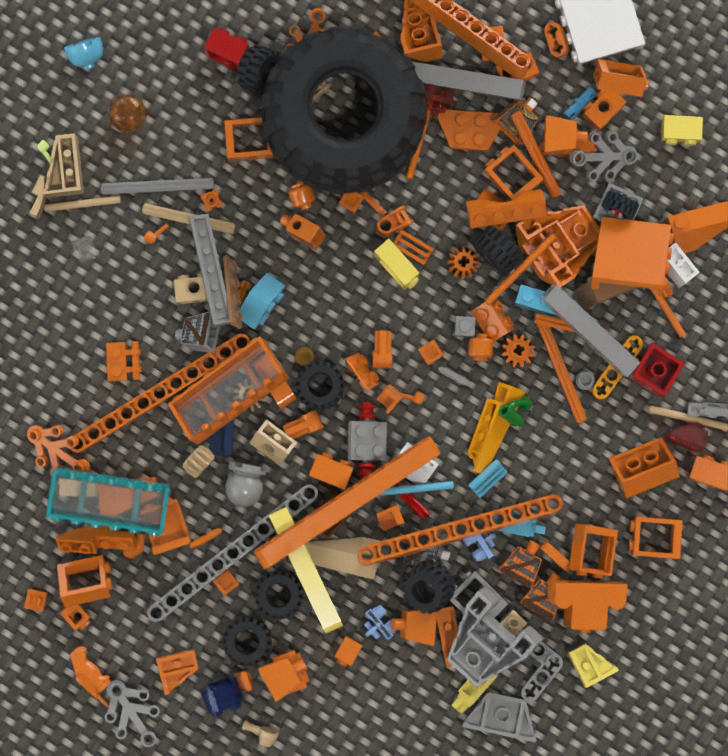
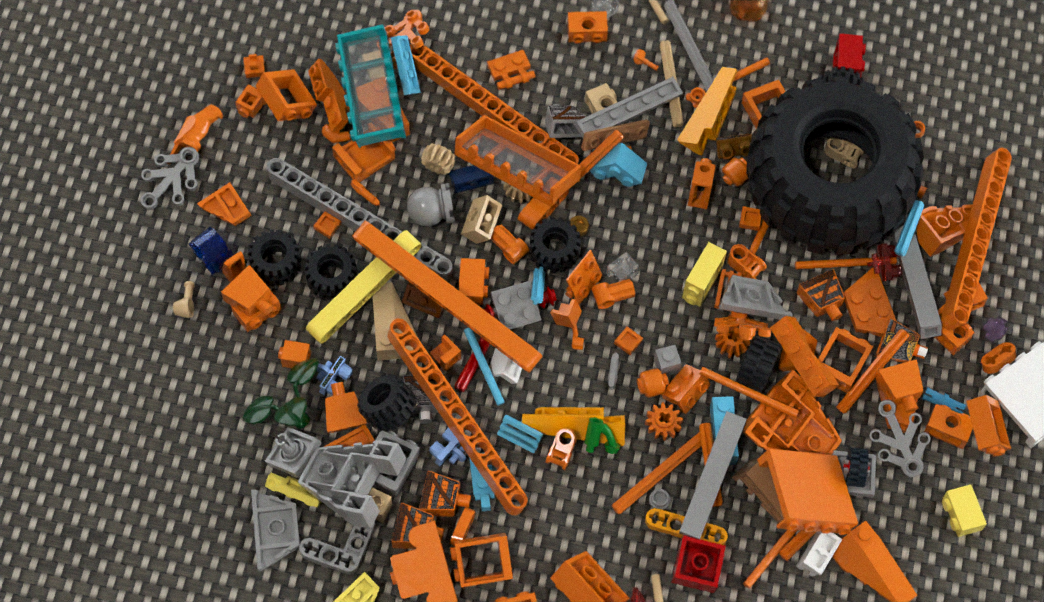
camera: 70 degrees right, 20 degrees down
(90, 459) = (405, 65): none -> medium azure tile
(103, 263) = (580, 20): none -> orange brick
(199, 148) = (752, 68): none -> orange bar
(232, 194) = (710, 113): none -> light orange wedge
(248, 313) = (600, 152): none -> orange axle
(275, 187) = (733, 145): none -> pearl gold hips
(358, 415) = (538, 285): none -> medium azure axle
(363, 333) = (623, 267): none -> clear panel
(420, 674) = (291, 413): none -> dark green plant
(422, 70) = (909, 228): none -> medium azure axle
(431, 230) = (752, 298): none -> light grey wing
(440, 680) = (292, 452): none -> light grey plate
(445, 247) = (746, 326): none -> orange plant
(448, 166) = (823, 295): none -> torso
(516, 449) = (561, 449): none -> orange piece
(530, 30) = (995, 328): none -> clear purple gear

